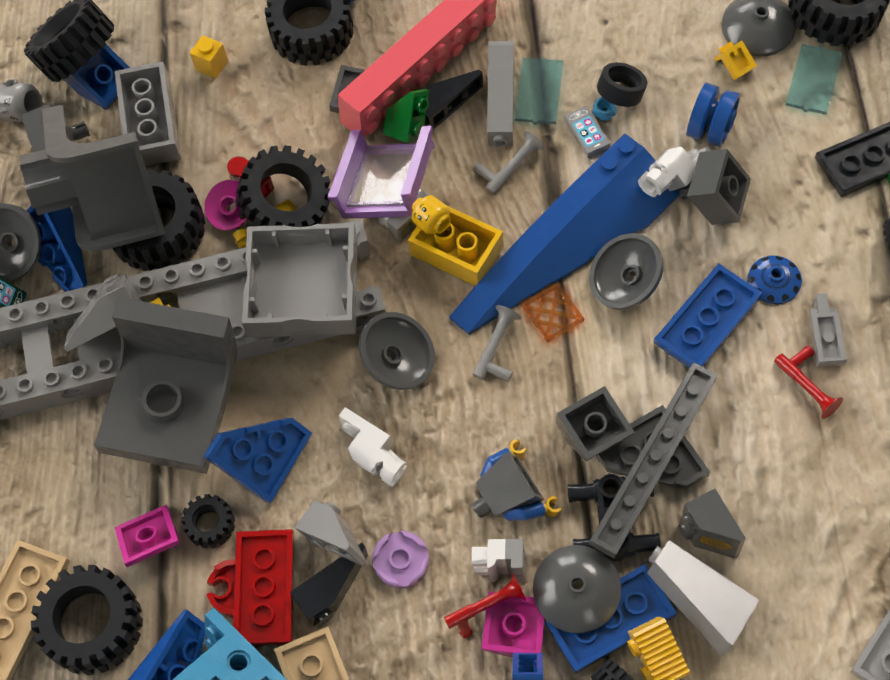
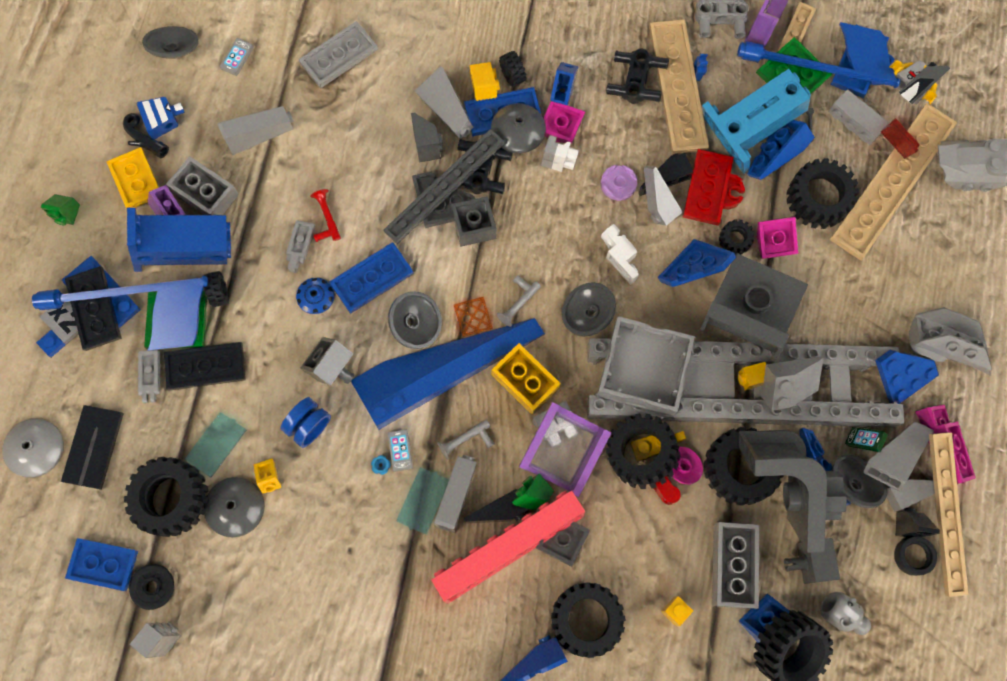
camera: 175 degrees left, 10 degrees up
(431, 215) = (540, 388): yellow head -> none
(460, 617) = (587, 129): red piece -> none
(509, 488) = (540, 199): dark grey torso -> none
(619, 94) = (347, 475): black tyre -> none
(670, 171) = (350, 386): white plate -> none

